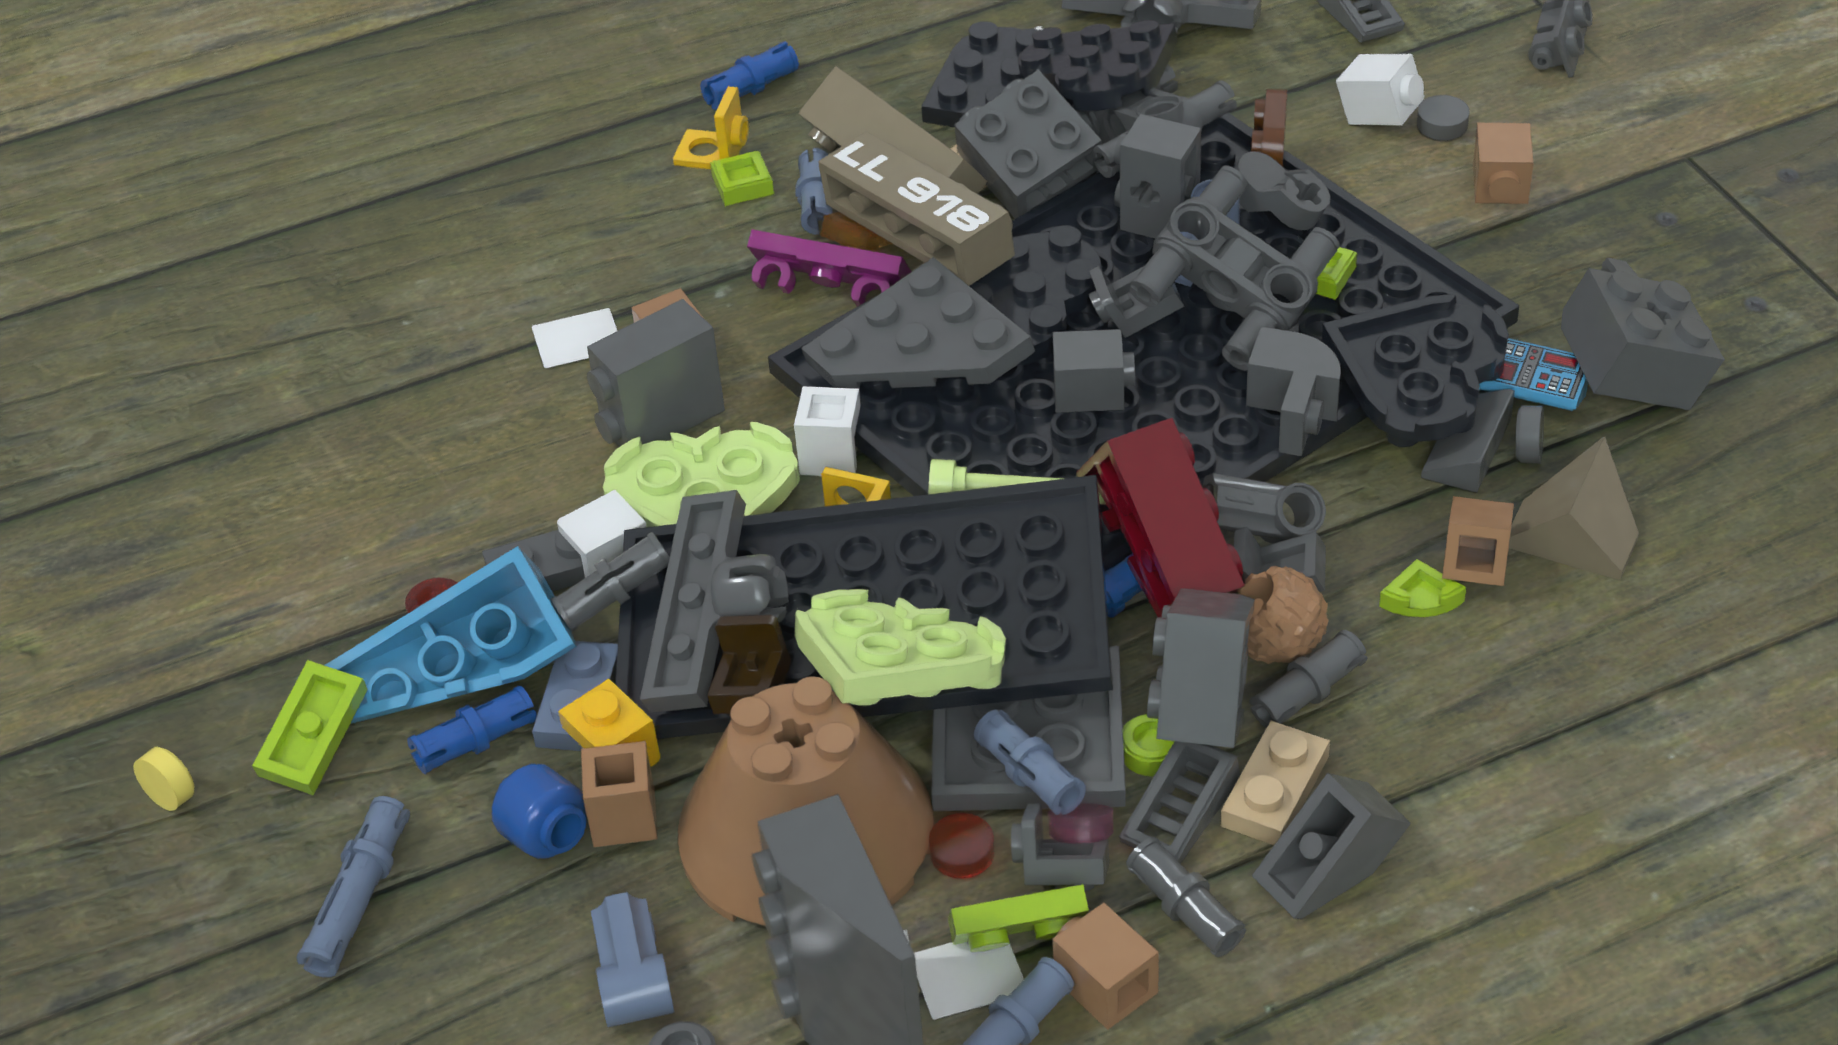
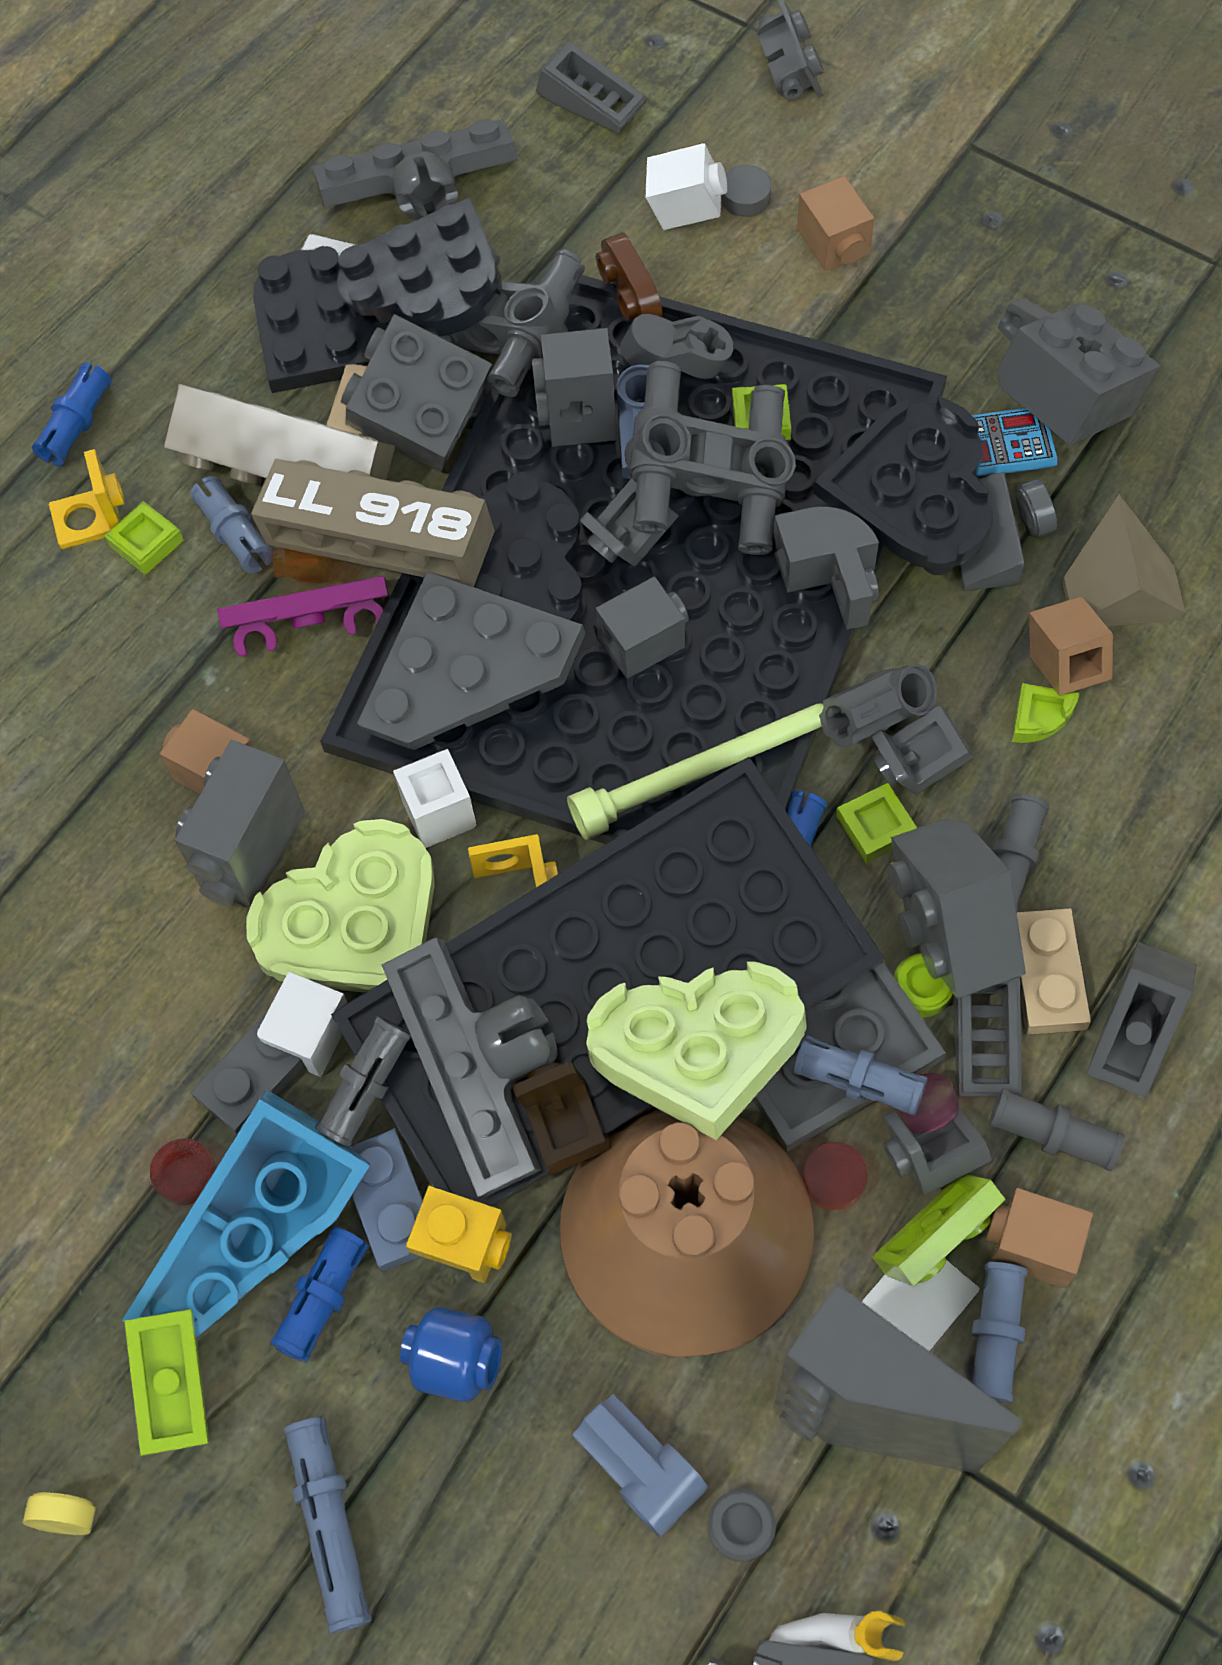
camera: 30 degrees left, 20 degrees up
(568, 338) = (104, 796): white sticker -> none
(619, 794) = (519, 1300): medium nougat brick -> none
(1164, 514) = (826, 766): dark red wedge -> none
(1286, 615) = (968, 794): medium nougat piece -> none

